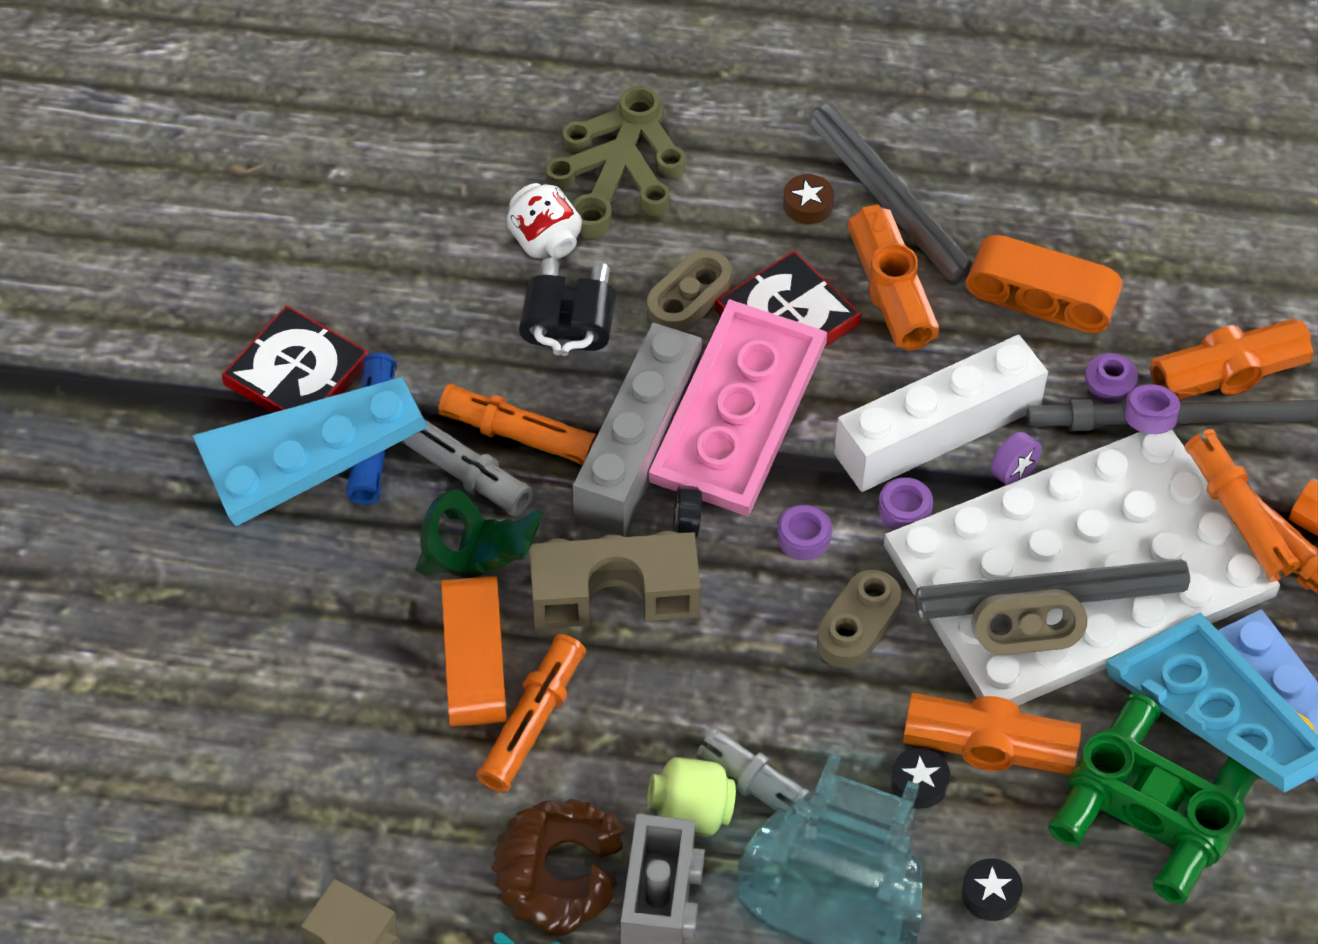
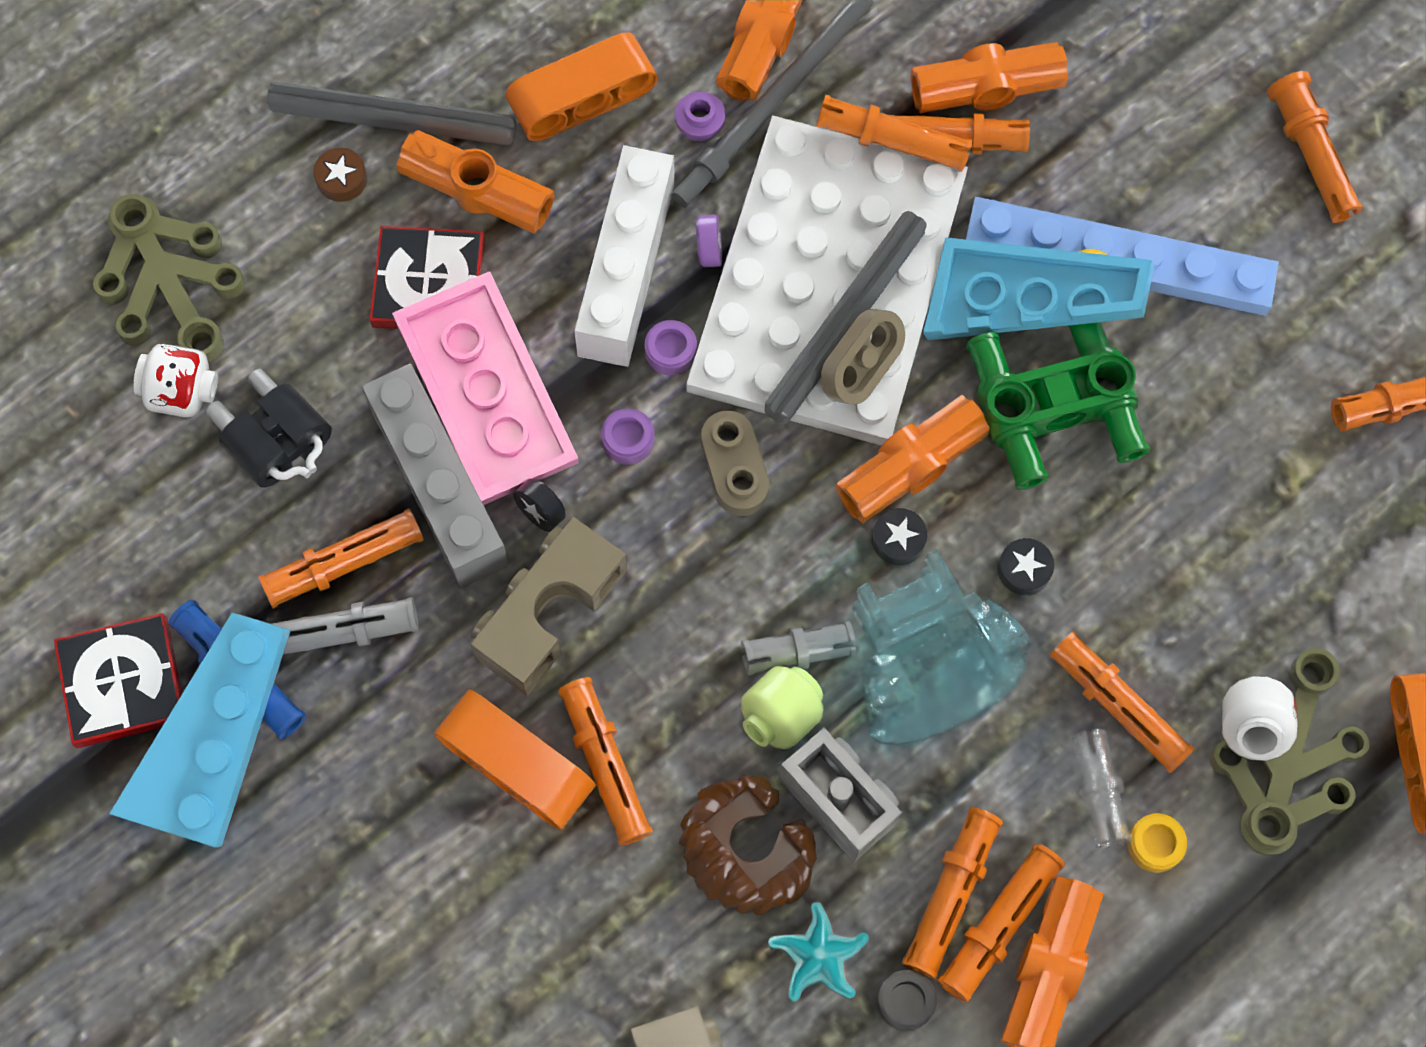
camera: 50 degrees left, 15 degrees up
(483, 542) = (427, 677): dark green hair -> none
(684, 293) = (343, 335): dark tan plate -> none
(1152, 409) = (760, 116): medium lavender tile -> none

